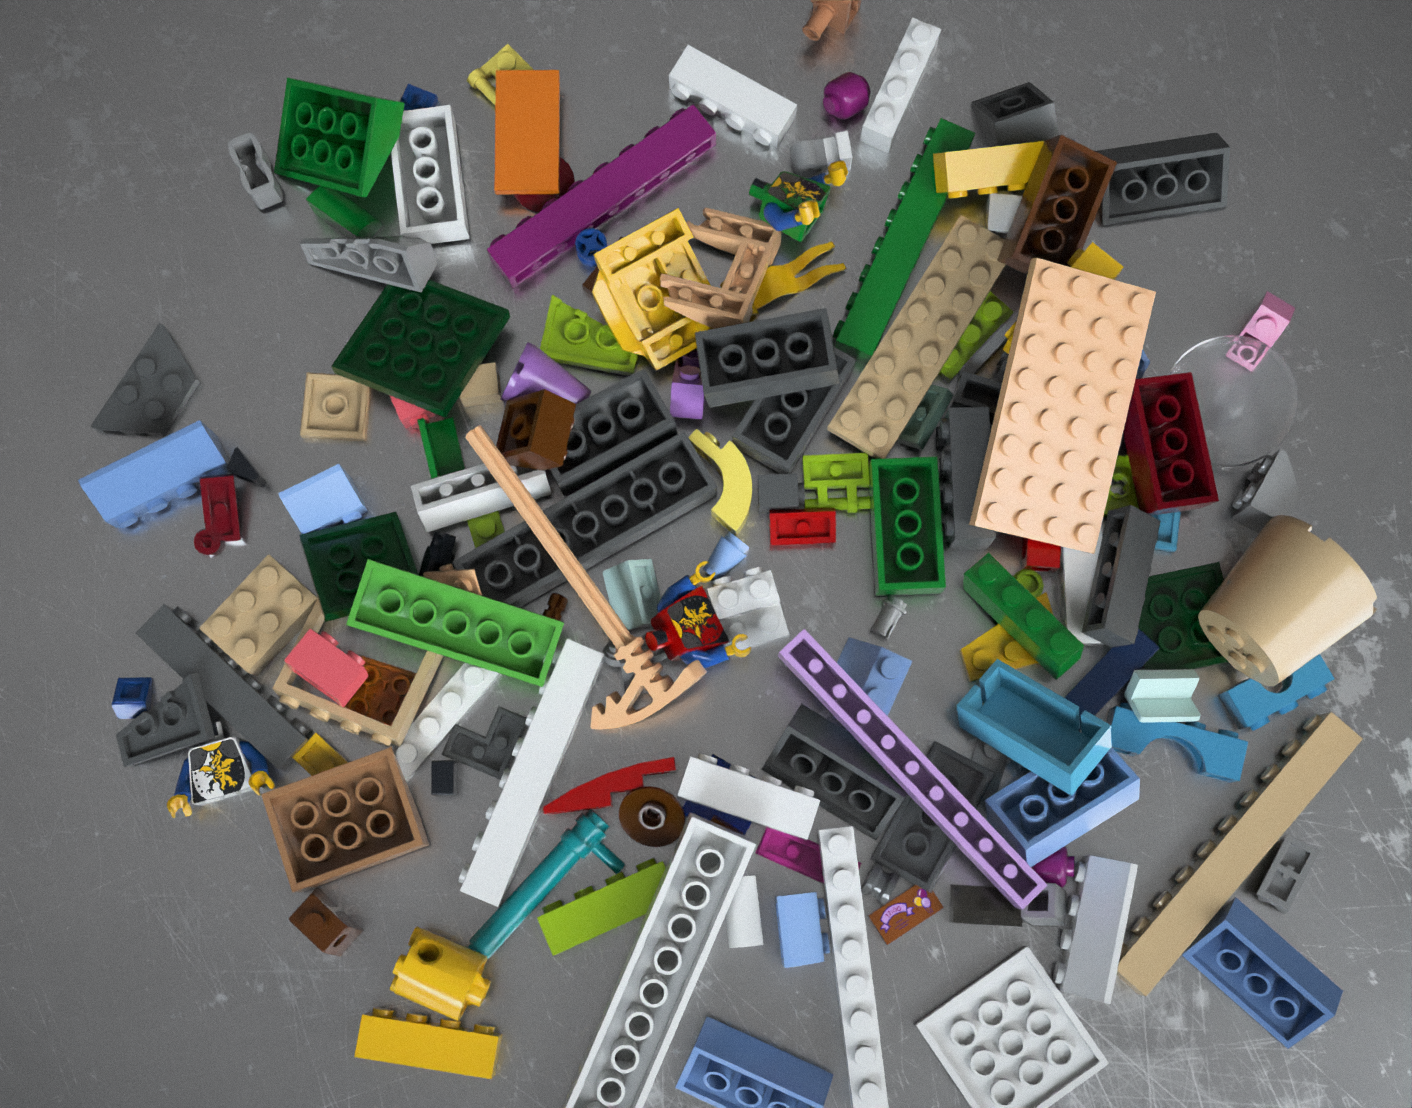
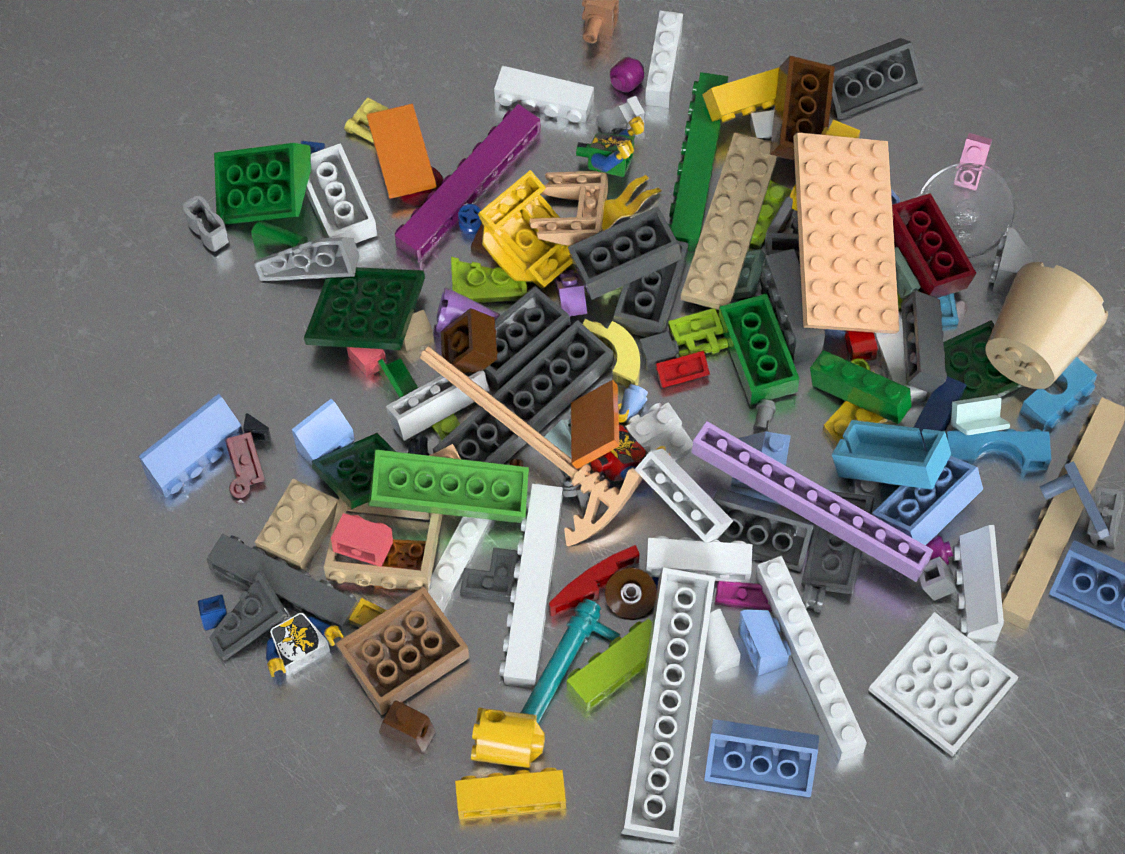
camera: 15 degrees left, 15 degrees down
(151, 390) = (166, 394): dark grey wing -> none
(335, 408) = (310, 373): tan tile -> none
(444, 778) = (467, 605): black piece -> none
(665, 583) = (594, 424): none -> orange tile
(749, 715) = (683, 495): none -> white brick
(904, 912) = (837, 615): dark orange tile -> none
(982, 906) = (895, 596): clear smoke hinge -> none
(1016, 116) = (753, 58): dark grey slope -> none
(1124, 486) = (905, 279): none -> sand green plate
(1251, 824) = (1074, 480): none -> sand blue piece

